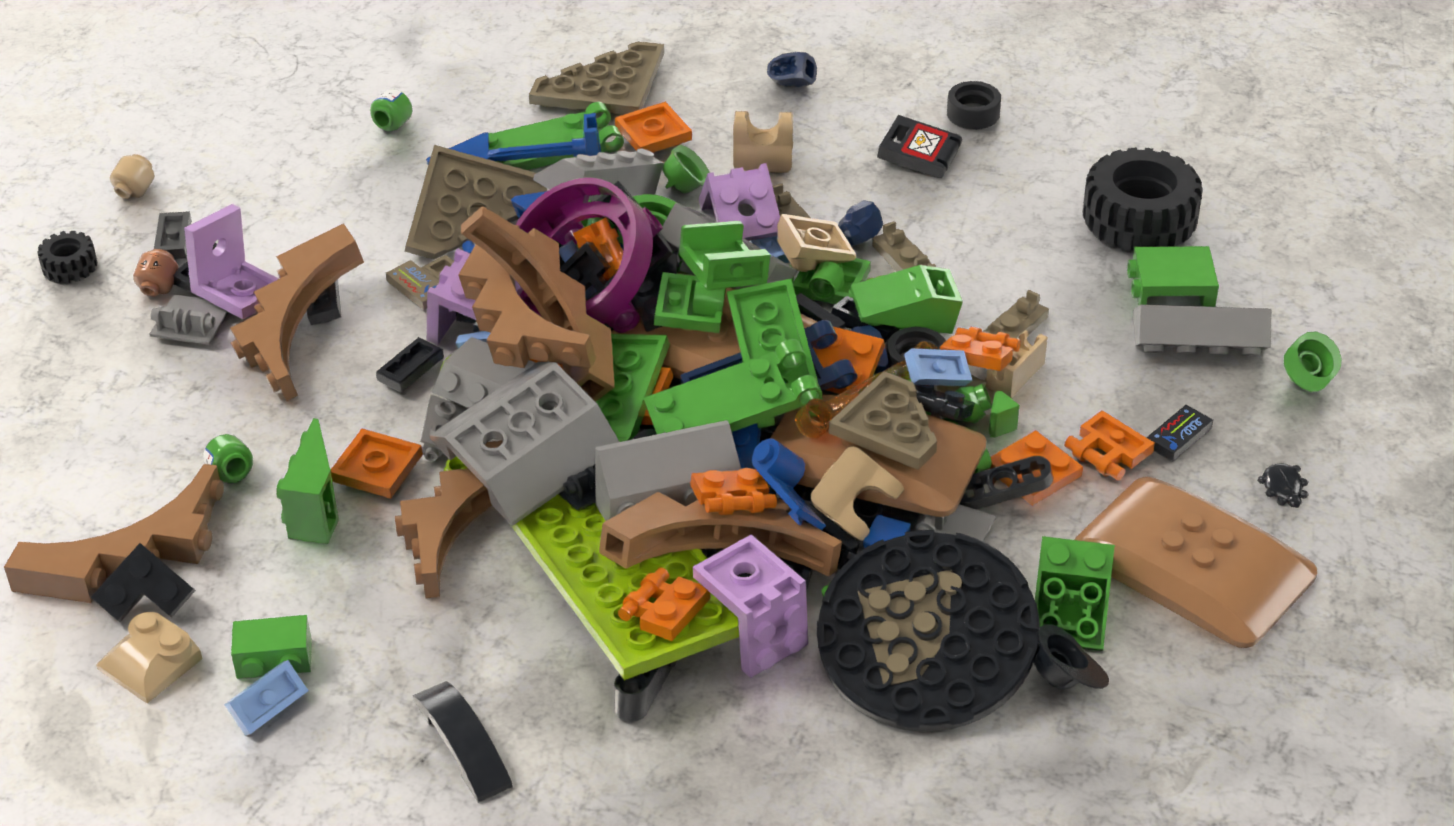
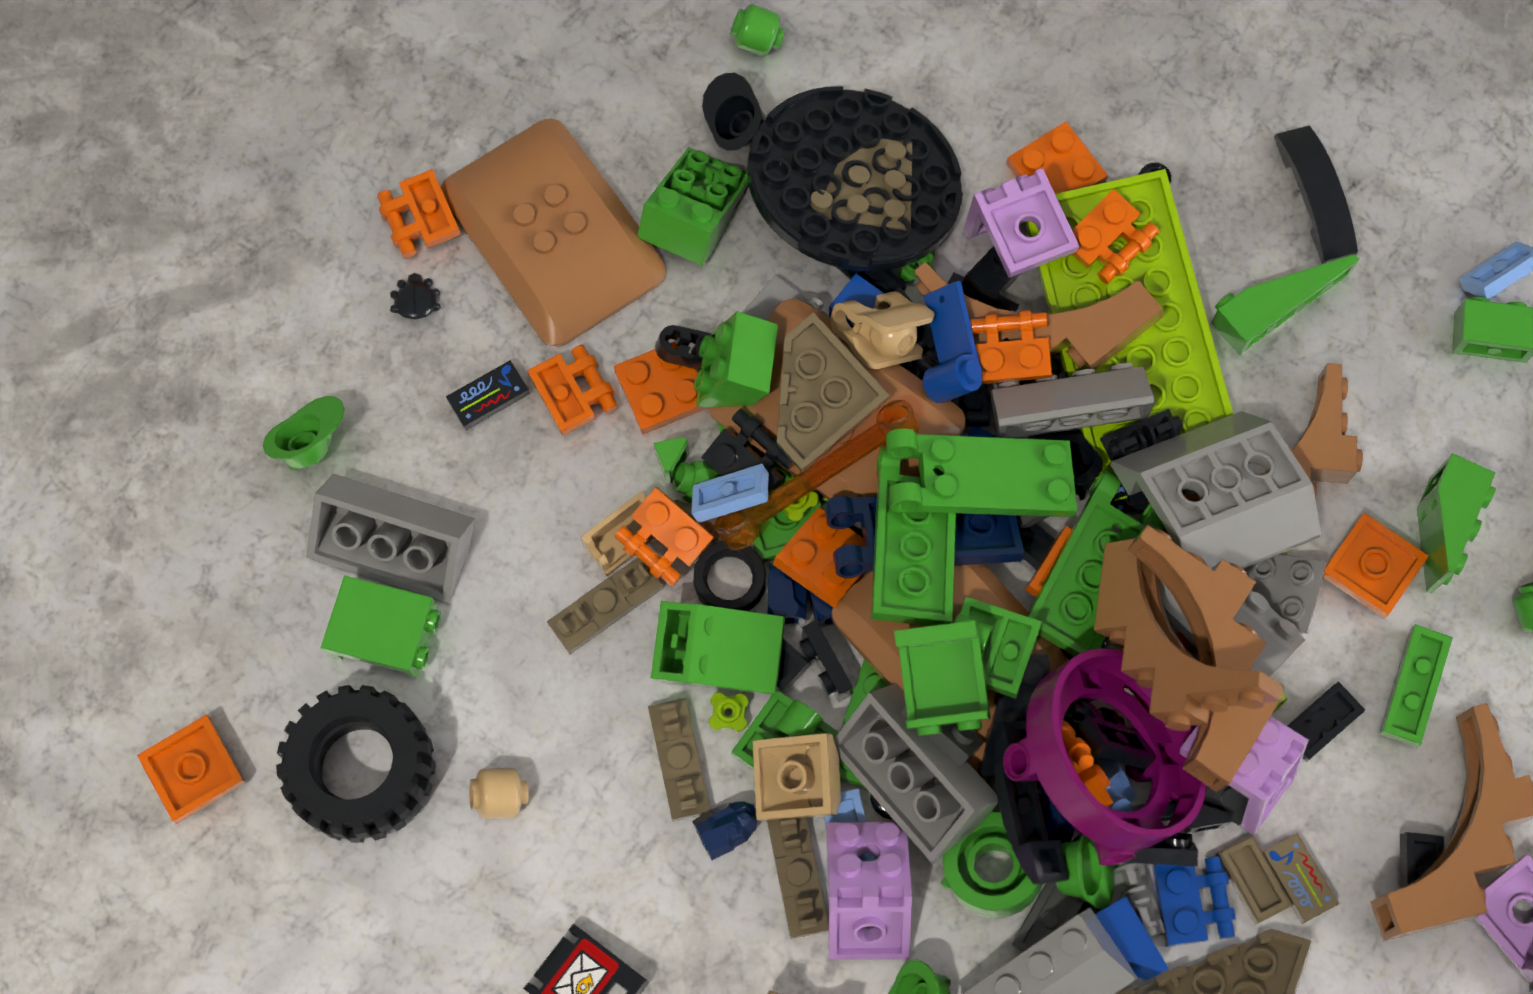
camera: 165 degrees left, 30 degrees up
(335, 396) = (1416, 686): none -> bright green plate
(492, 625) = (1266, 306): none -> bright green slope
(731, 703) = (1063, 159): none -> orange plate
(972, 439) = (736, 362): none -> bright green slope
(1032, 213) = (497, 793): none -> tan head
(1084, 750) = (757, 30): none -> bright green head
(1260, 190) = (191, 769): none -> orange plate
(1321, 538) = (429, 208): none -> orange plate

